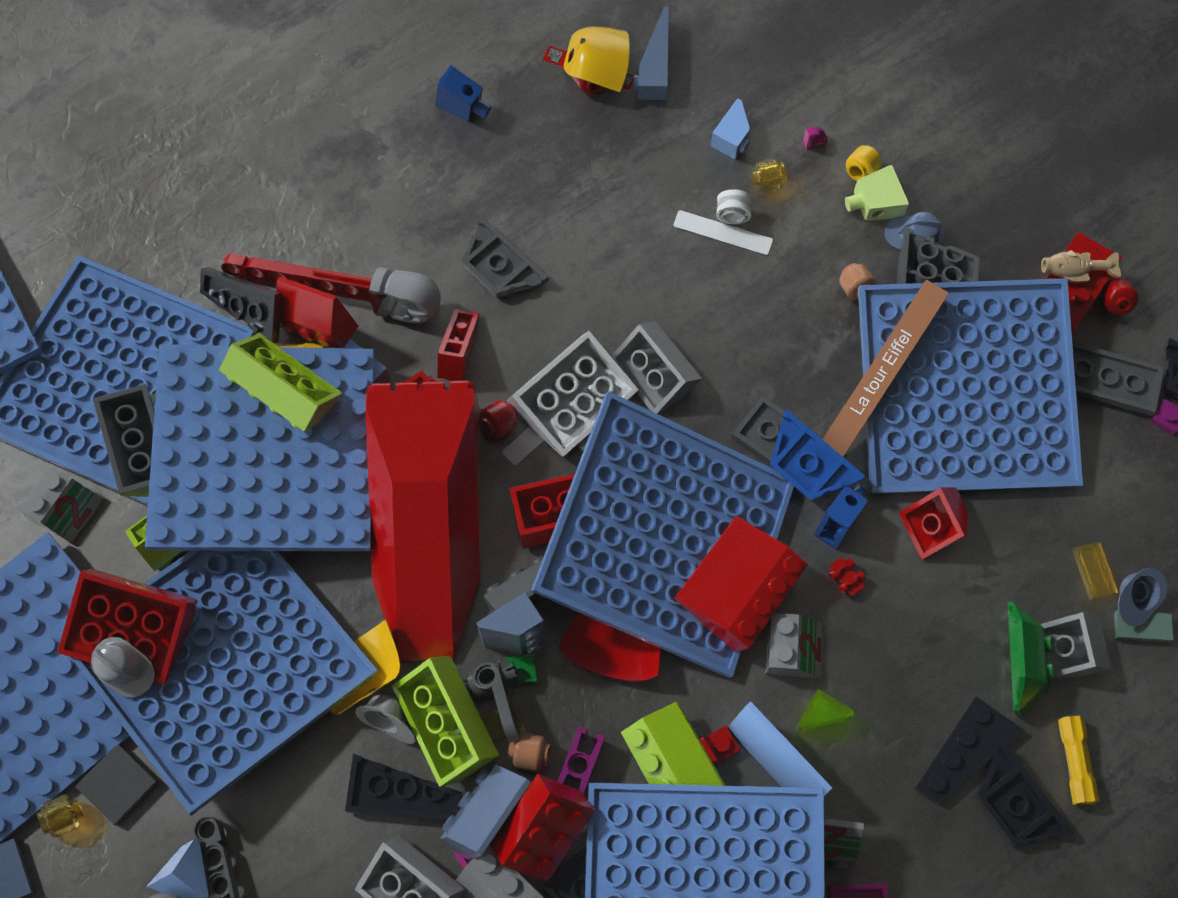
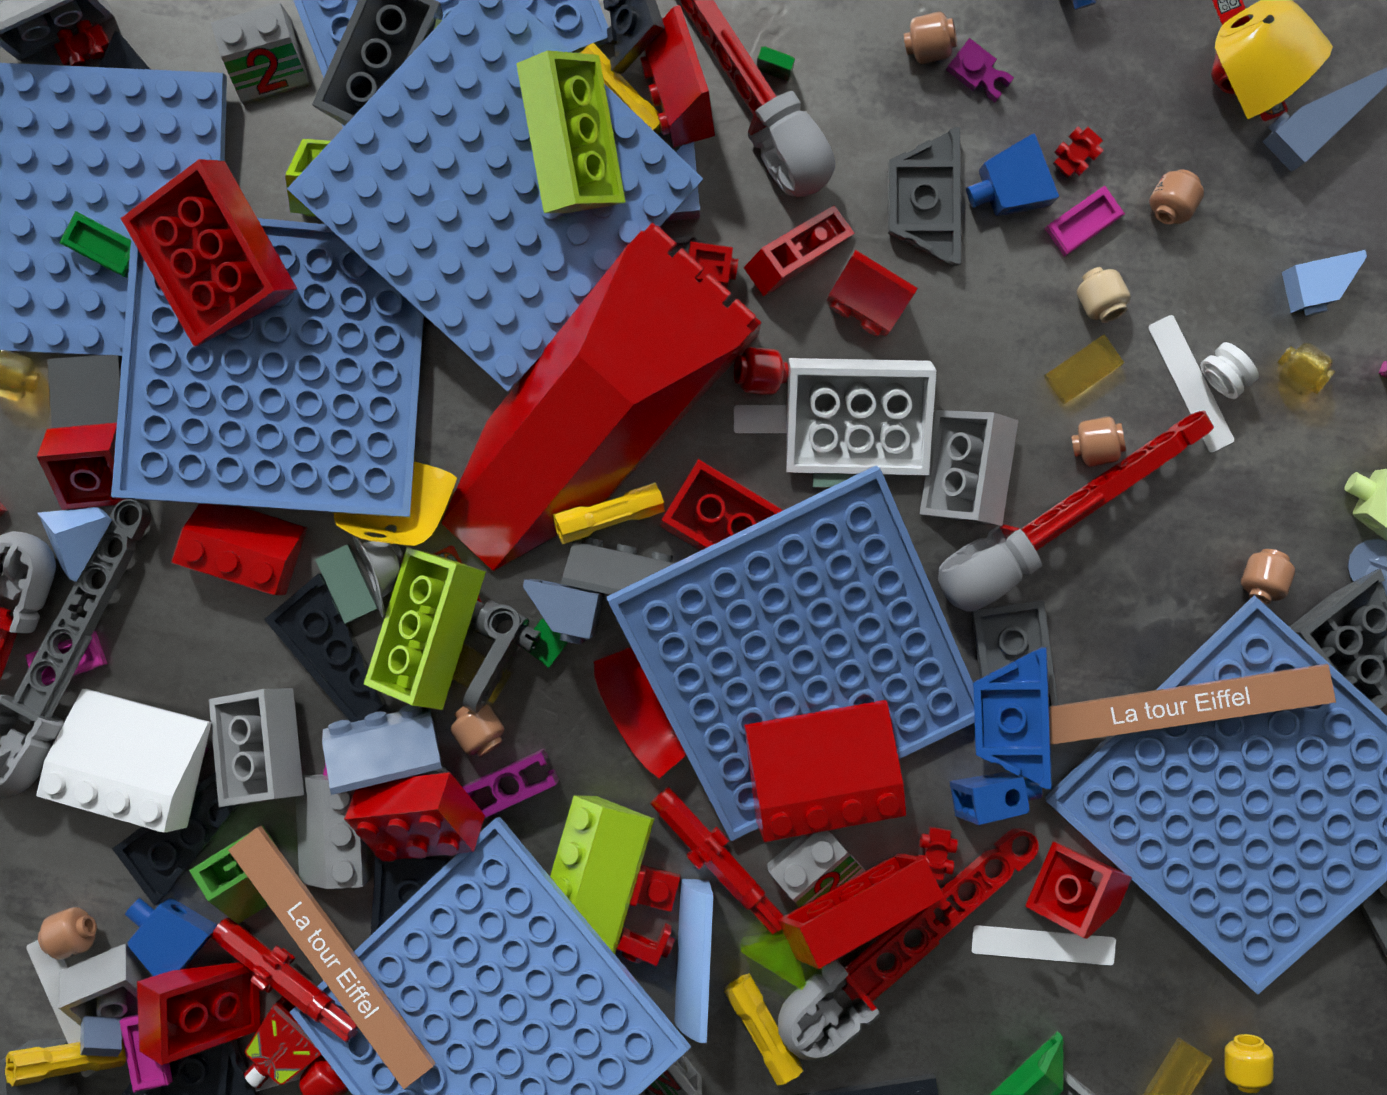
camera: 45 degrees right, 20 degrees up
(54, 686) = (98, 243): none -> green tile
(122, 667) = (166, 292): light grey piece -> none
(155, 824) = (80, 464): none -> red slope
(292, 784) = (240, 546): none -> red slope
(357, 266) = (775, 63): none -> green tile
(375, 746) = (347, 583): none -> sand green tile
(425, 189) = (931, 38): none -> nougat head
(461, 185) = (975, 67): none -> magenta plate
(479, 578) = (633, 505): none -> yellow axle
(517, 328) = (870, 294): none -> red slope
(536, 216) = (1015, 180): none -> blue torso
(553, 181) = (1072, 157): none -> red piece
(590, 206) = (1084, 221): none -> dark pink tile
(623, 155) = (1176, 197): none -> nougat head
(635, 228) = (1103, 294): none -> tan head
(663, 272) = (1084, 369): none -> clear yellow tile
(707, 296) = (1099, 441): none -> nougat head
(718, 401) = (996, 564): none -> piece
(726, 692) = (709, 850): none -> red piece
(755, 774) = (639, 947): none -> red bracket
(836, 636) = (860, 909): none -> red brick
(838, 758) = (750, 1006): none -> yellow axle
(881, 679) = (802, 1023): none -> piece
(953, 571) = (1043, 945): none -> white sticker
(1118, 524) = (1249, 1063): none -> yellow head

